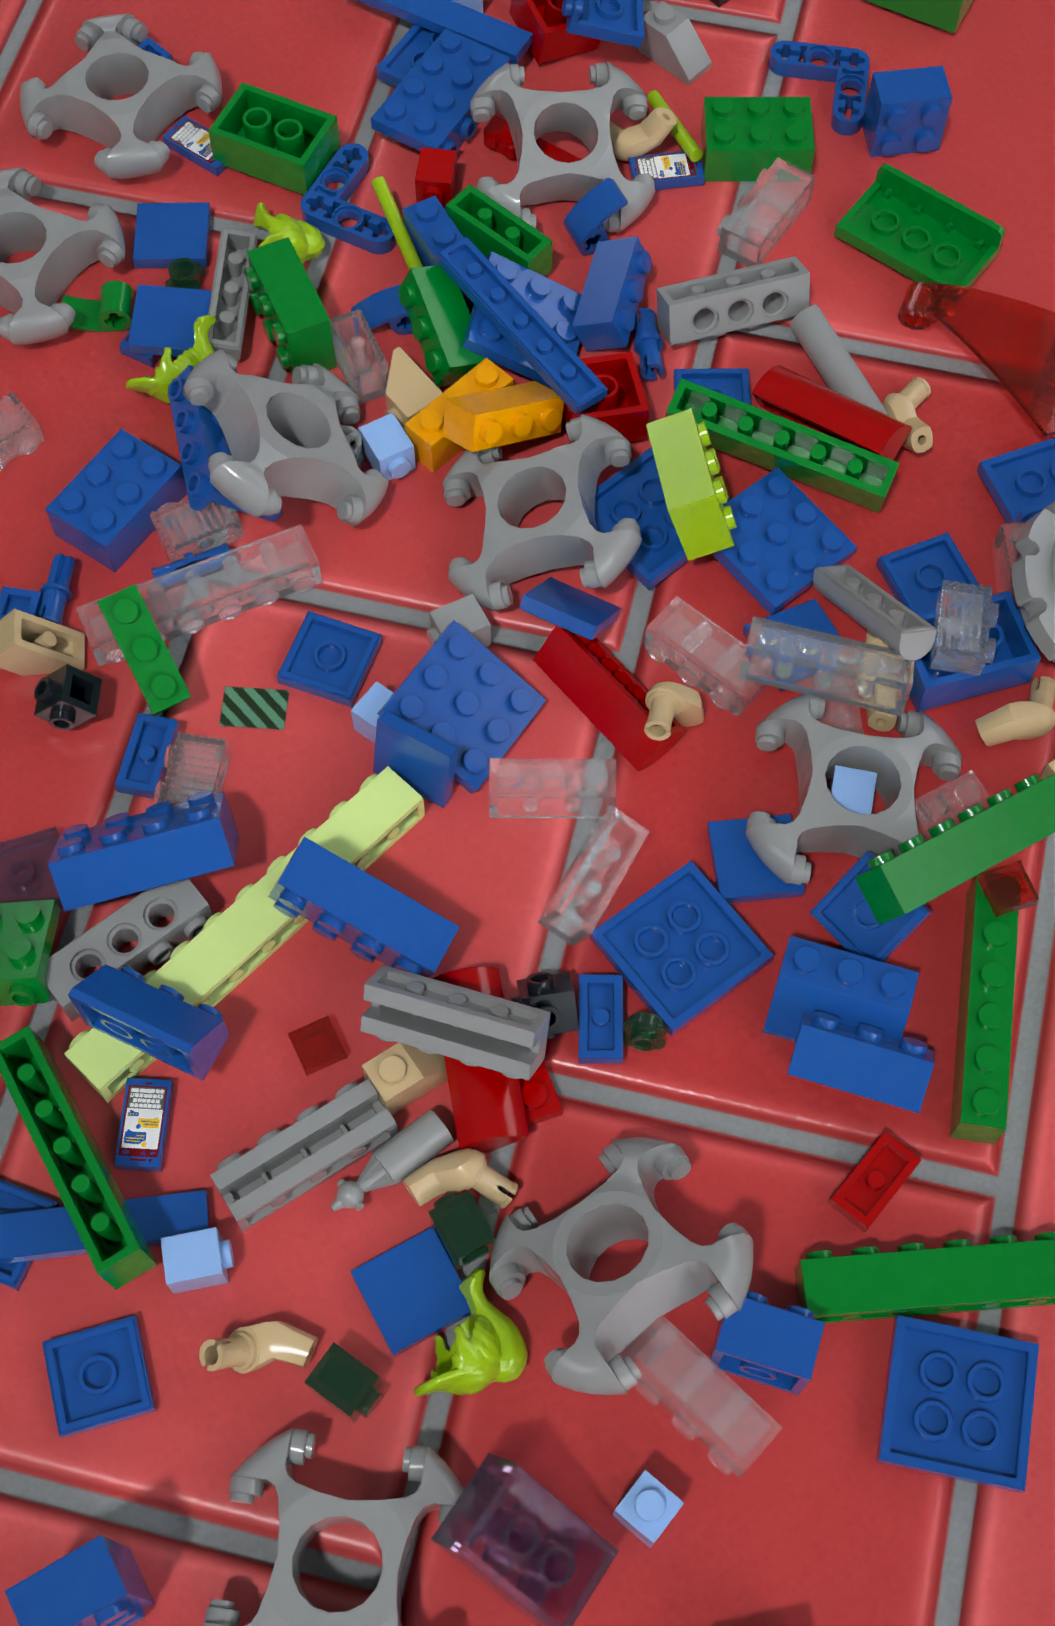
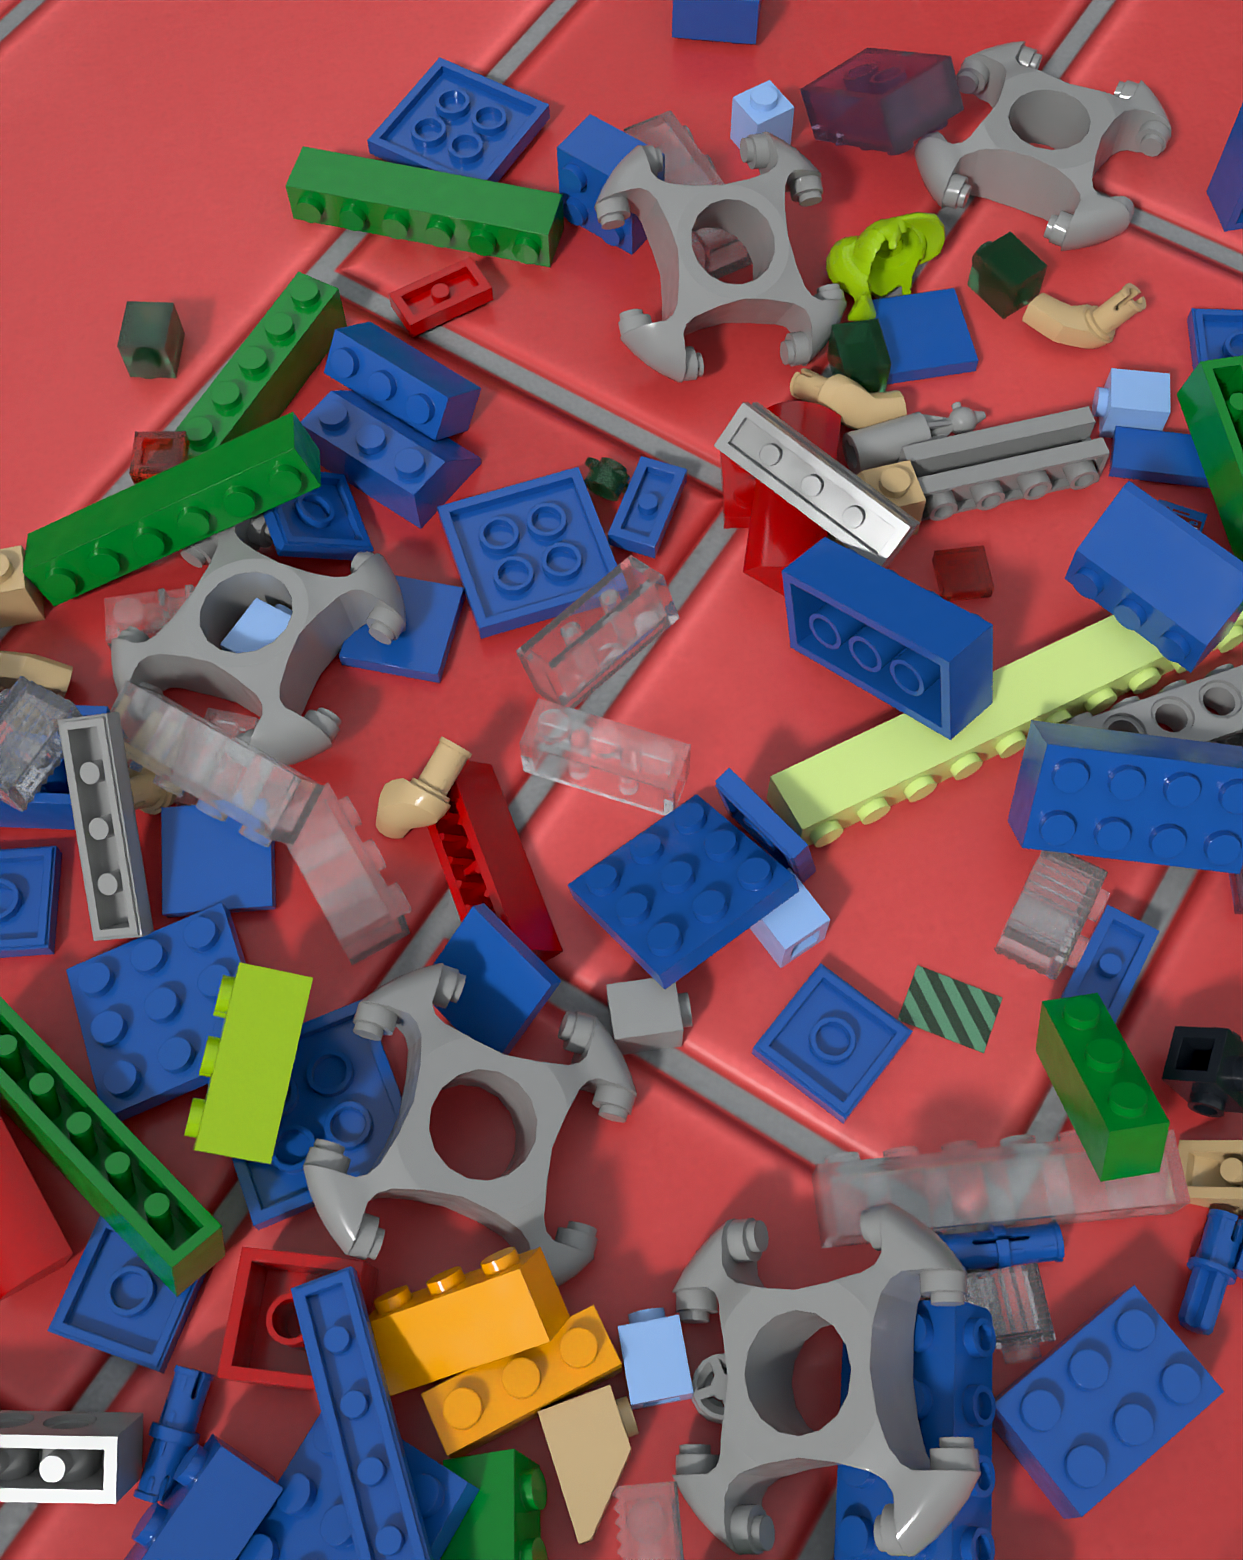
camera: 160 degrees left, 0 degrees up
(552, 994) = (688, 532): black brick -> none

